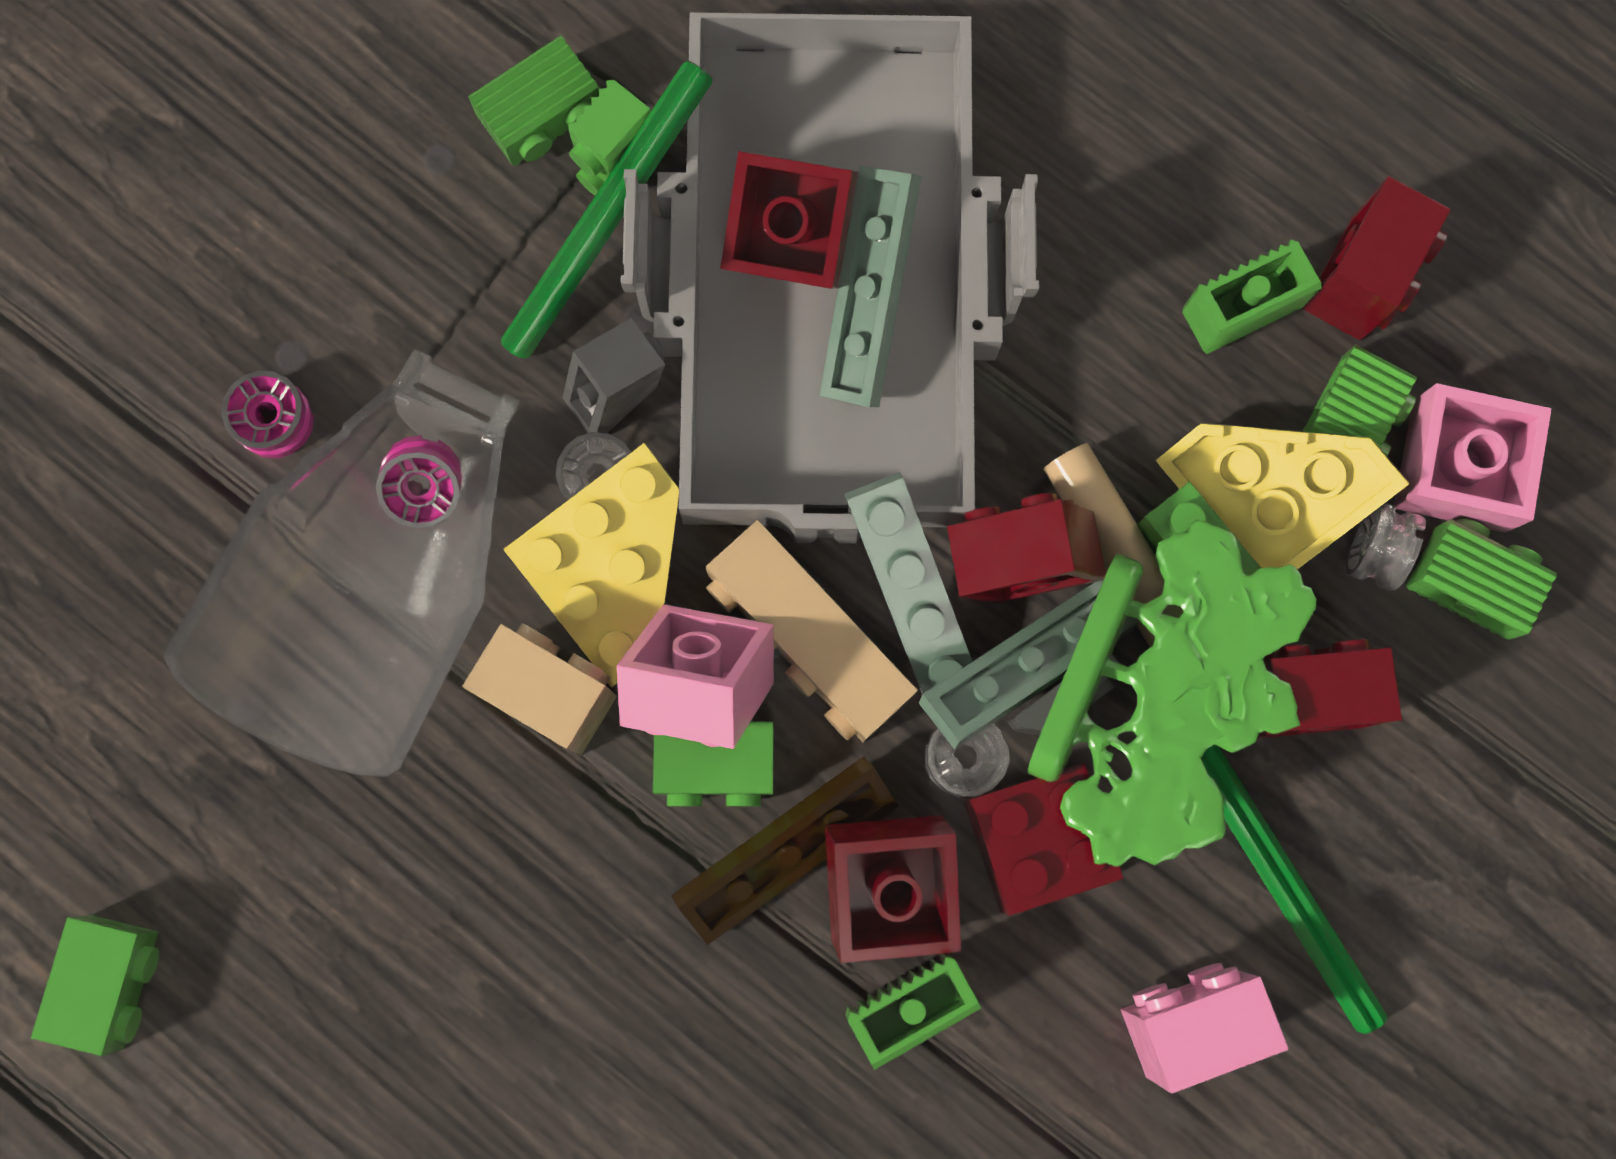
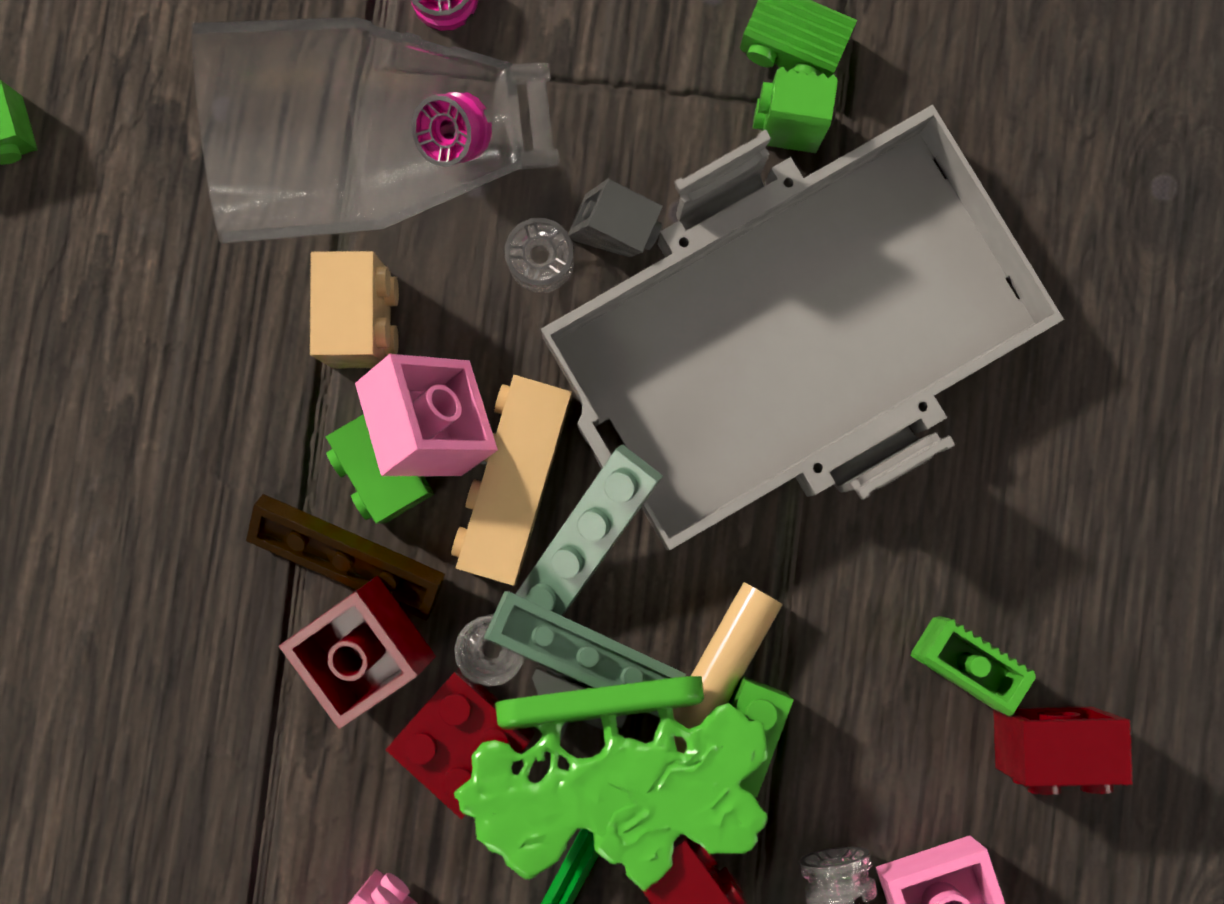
camera: 65 degrees right, 5 degrees up
(605, 557) = (479, 297): light yellow plate -> none
(606, 210) = (727, 136): green axle -> none
(788, 220) = (814, 279): dark red brick -> none
(870, 286) = (800, 368): sand green plate -> none
(912, 1010) = (278, 716): bright green brick -> none
(1025, 550) = (665, 605): dark red brick -> none
(1283, 488) = (833, 774): light yellow plate -> none
(1363, 398) = (929, 799): bright green brick -> none

